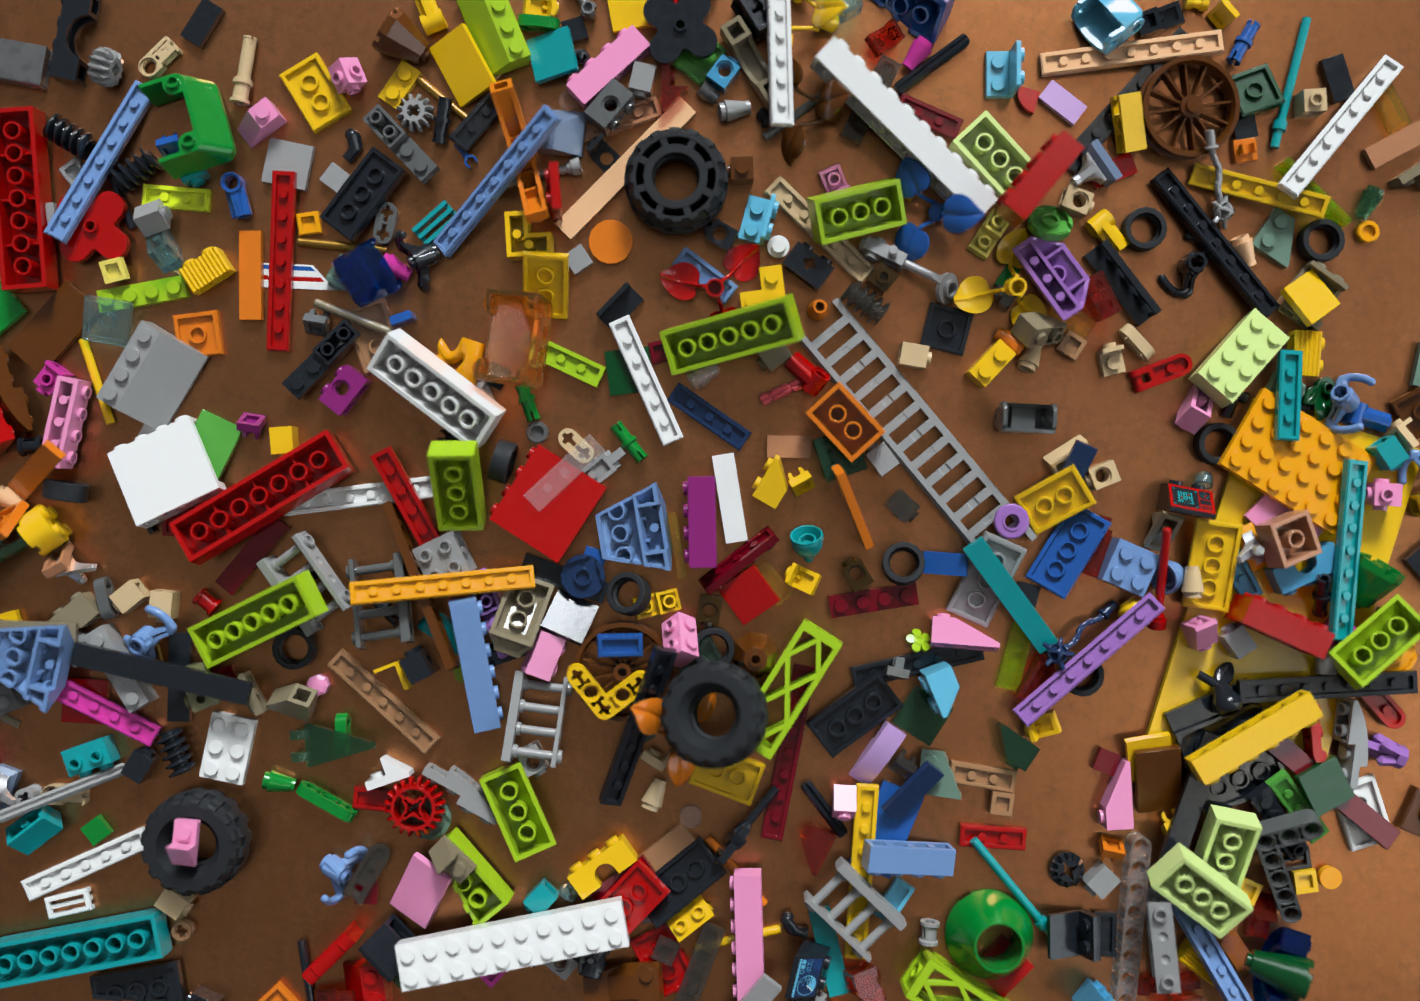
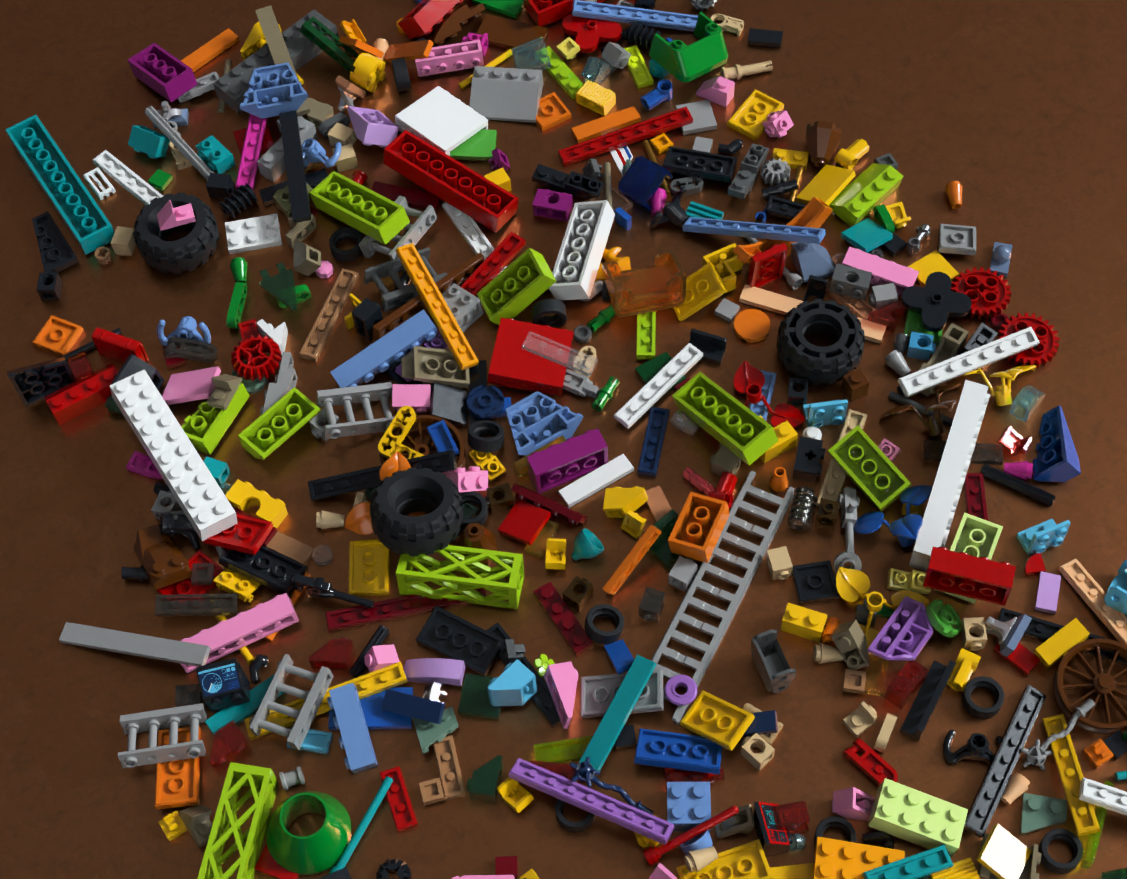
camera: 70 degrees right, 30 degrees down
(132, 555) = (372, 126): none -> lavender slope
(1188, 476) = (792, 816): none -> clear red slope

